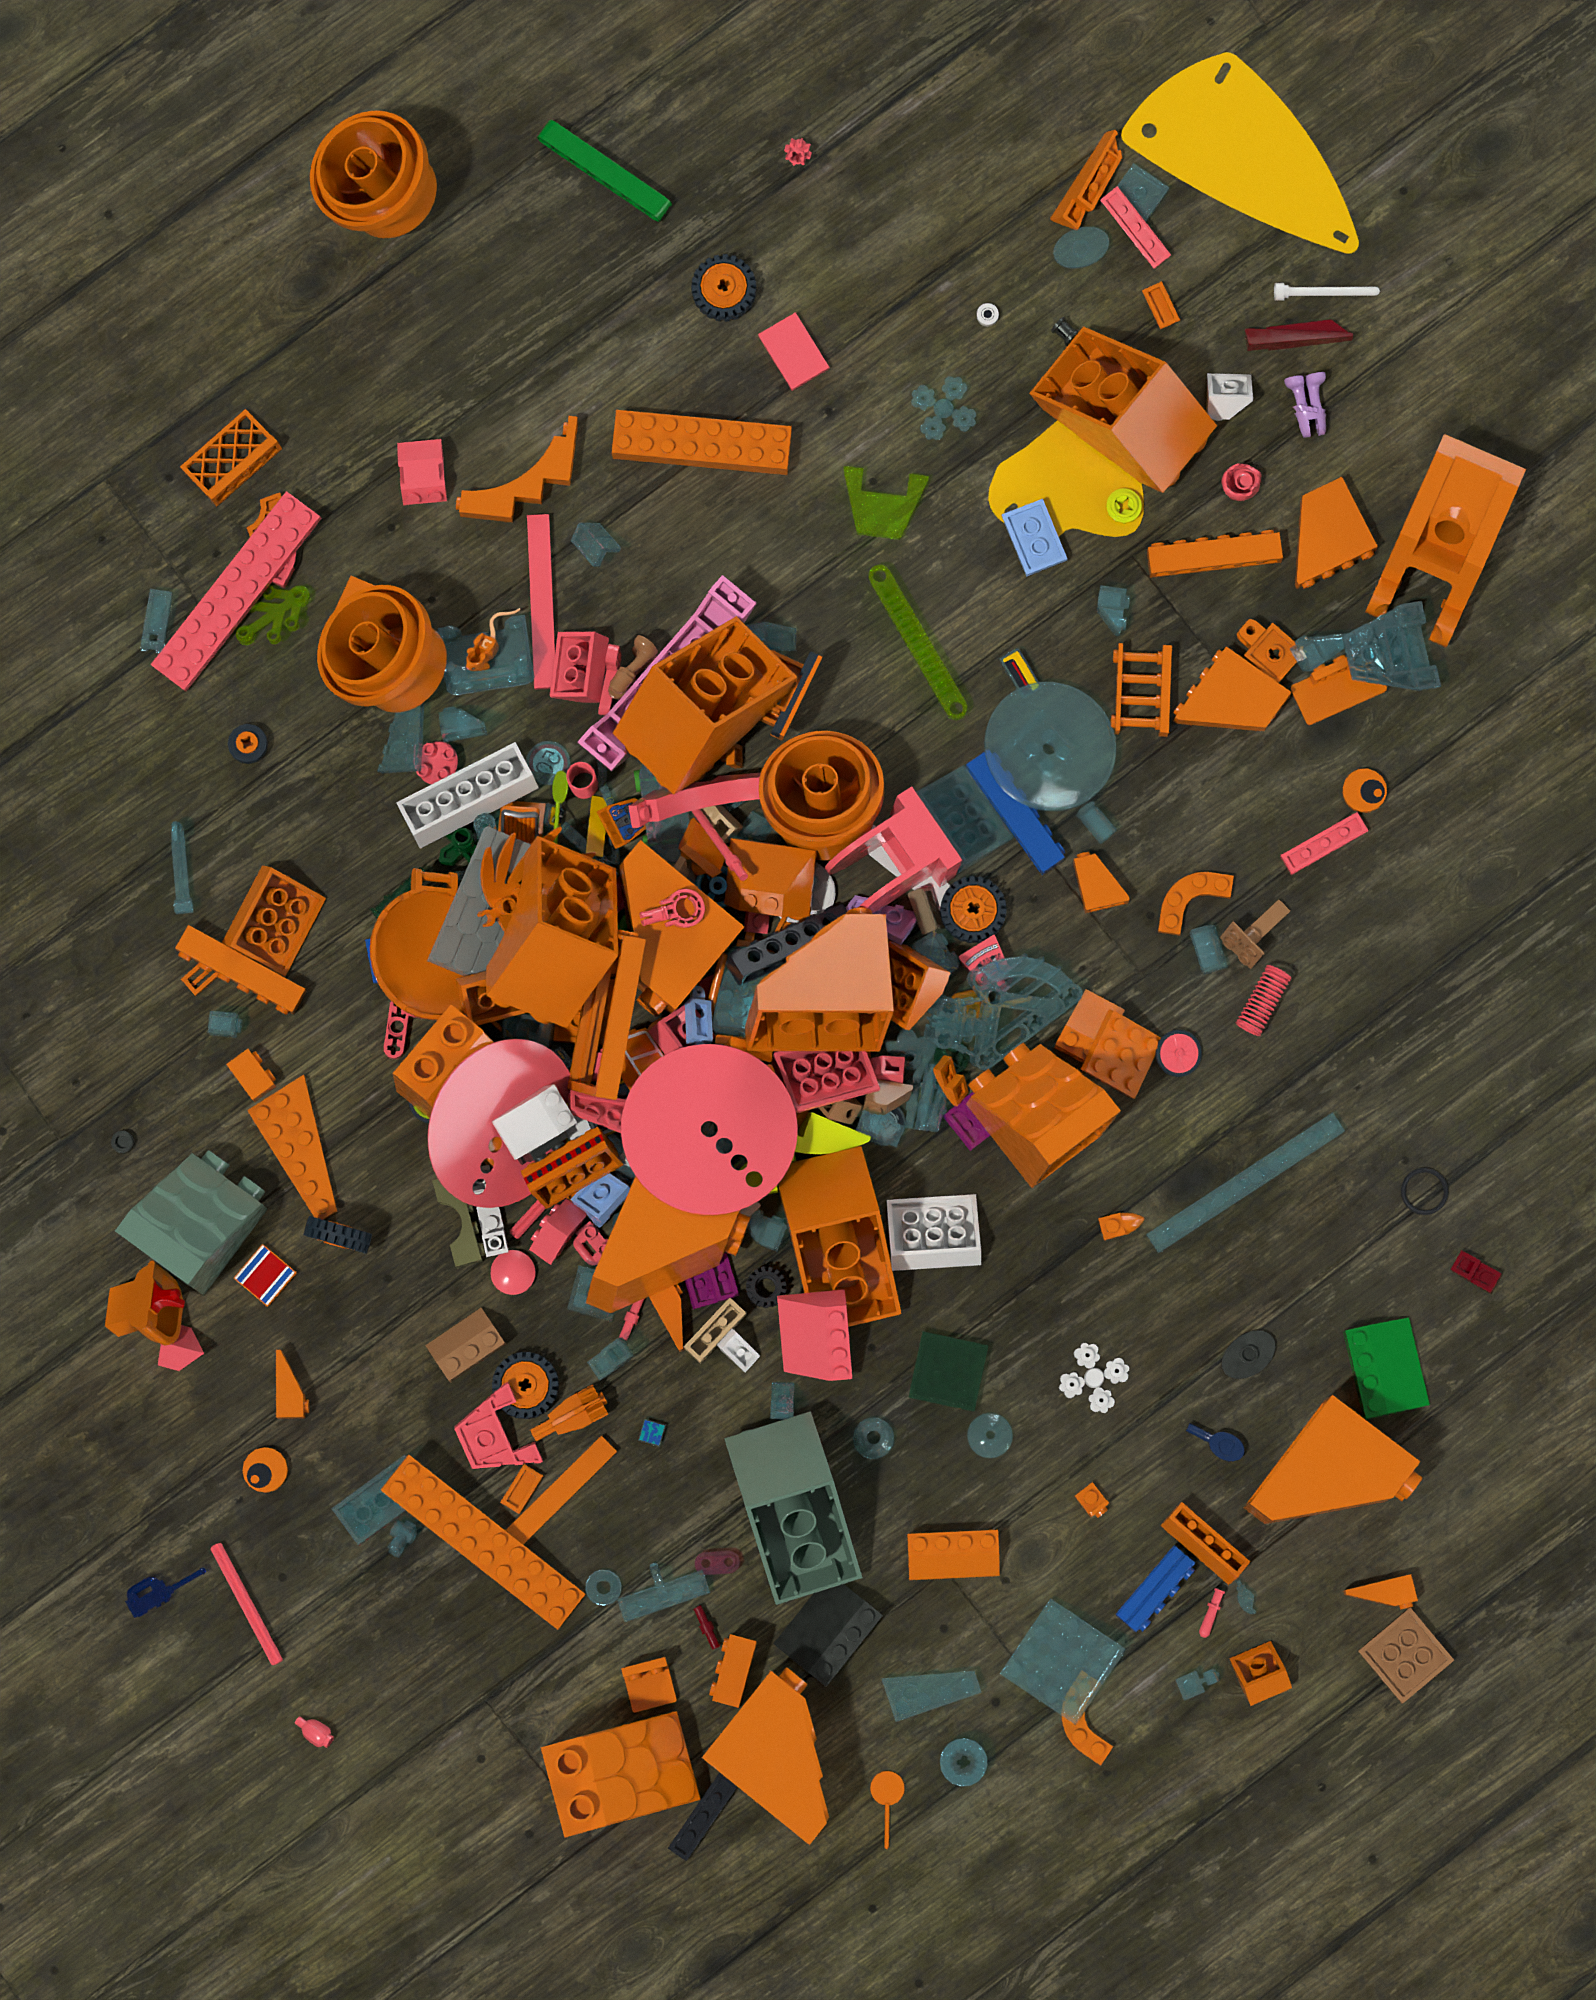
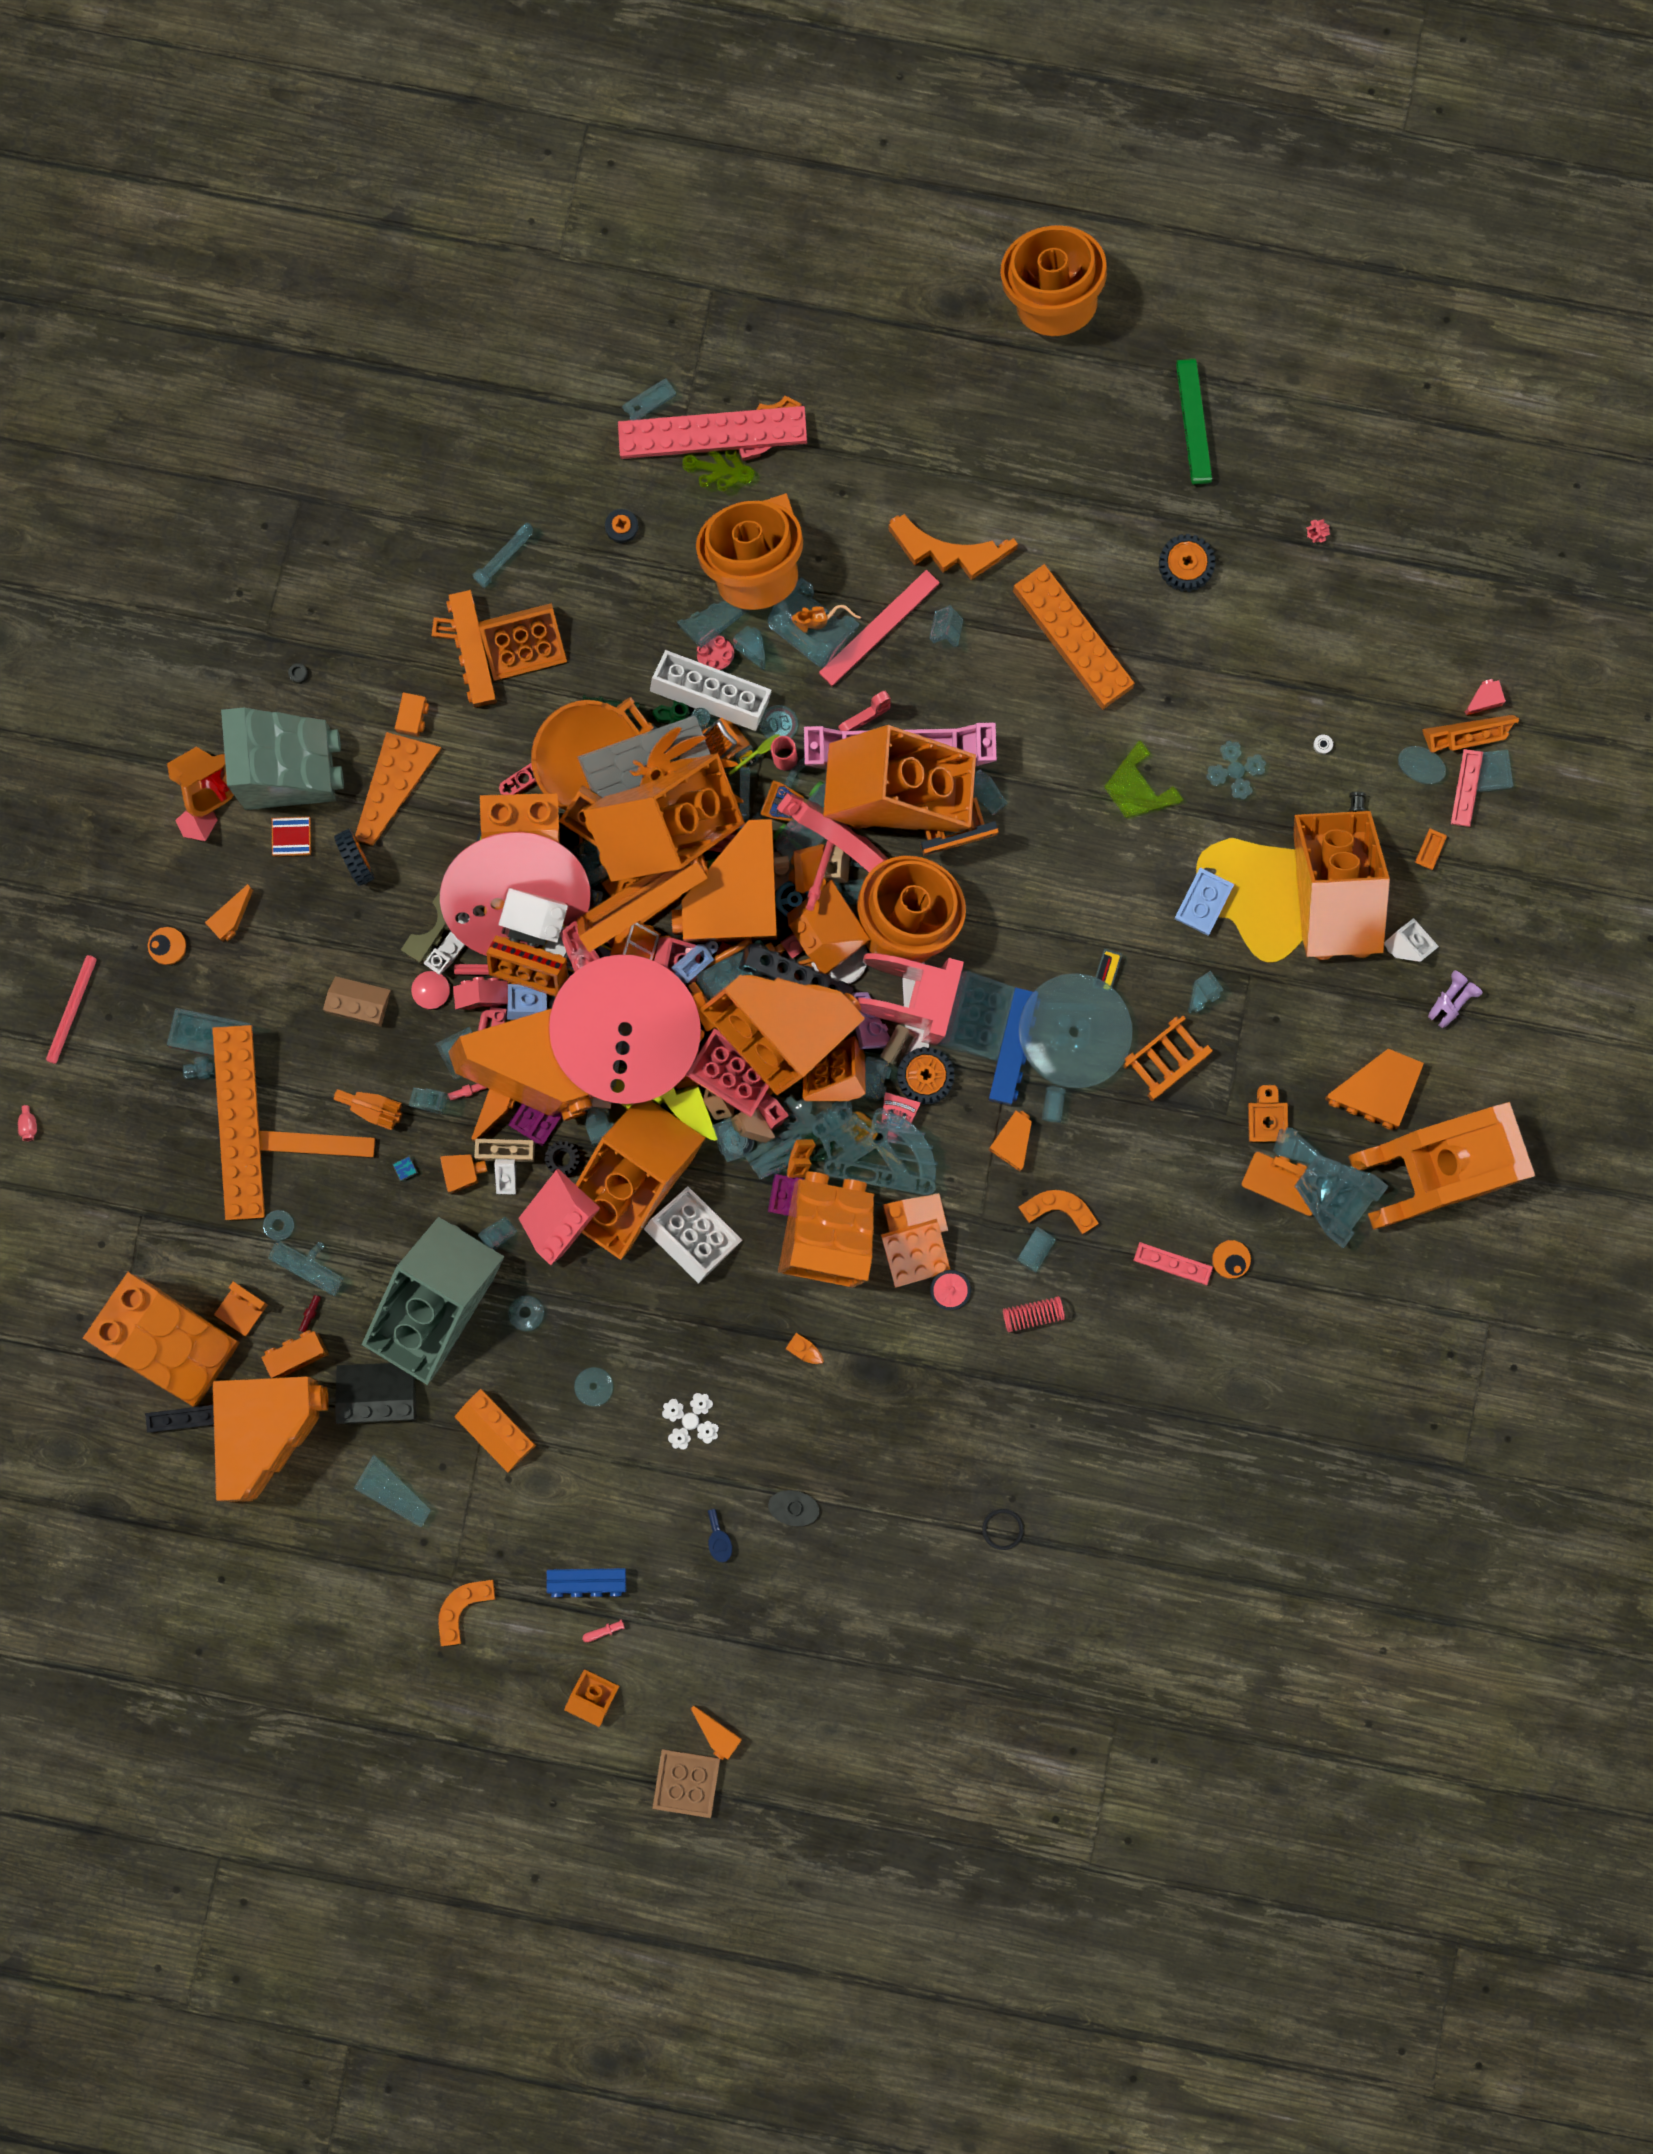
camera: 45 degrees right, 0 degrees up
(158, 1595) = (28, 949): clear blue piece -> none
(224, 1024) = (428, 669): clear light blue brick -> none
(240, 473) = (791, 368): orange fence -> none
(421, 472) = (894, 479): coral piece -> none
(485, 1438) = (307, 1066): coral wing -> none
(521, 1489) = (296, 1118): orange tile -> none
(543, 1383) = (350, 1056): wheel -> none
(579, 666) = (856, 686): coral slope -> none
(596, 830) = (761, 791): yellow sticker -> none
(624, 678) = (875, 720): medium nougat piece -> none
(661, 914) = (734, 874): coral pin -> none
(699, 1385) = (461, 1171): none -> orange torso
(717, 1562) = (357, 1283): clear pink plate -> none
(733, 757) = (887, 835): orange tile -> none
(793, 351) = (1186, 643): coral tile -> none
(887, 1790) = (305, 1521): orange piece -> none
(917, 642) = (1068, 887): clear neon green gear -> none
(948, 1371) = (610, 1323): clear green plate -> none
(971, 1773) = (366, 1543): clear light blue wheel -> none
(1062, 1661) = (486, 1562): clear light blue plate -> none
(1071, 140) = (1487, 696): none -> coral slope
(1092, 1501) = (608, 1490): orange bracket -> none
(1120, 496) = (1281, 933): neon yellow gear -> none
(1191, 1684) = (545, 1659): clear light blue plate -> none
(1205, 1543) = (643, 1587): orange brick -> none
(1214, 554) = (1298, 1026): orange brick -> none
(1232, 696) = (1215, 1119): orange slope -> none
(1241, 482) = (1361, 1001): coral hair -> none
(1242, 150) = (1581, 812): yellow piece -> none
(1245, 942) = (1059, 1269): medium nougat piece -> none
(1245, 1183) = (904, 1407): clear light blue plate -> none
(1245, 1598) = (632, 1645): clear light blue piece -> none
(1284, 291) = (1512, 919): white piece -> none
(1296, 335) = (1490, 953): dark red wedge -> none
(1333, 1467) = (763, 1627): orange slope -> none
(1386, 1368) = (864, 1606): green slope -> none
(1476, 1272) = (979, 1609): dark red slope -> none

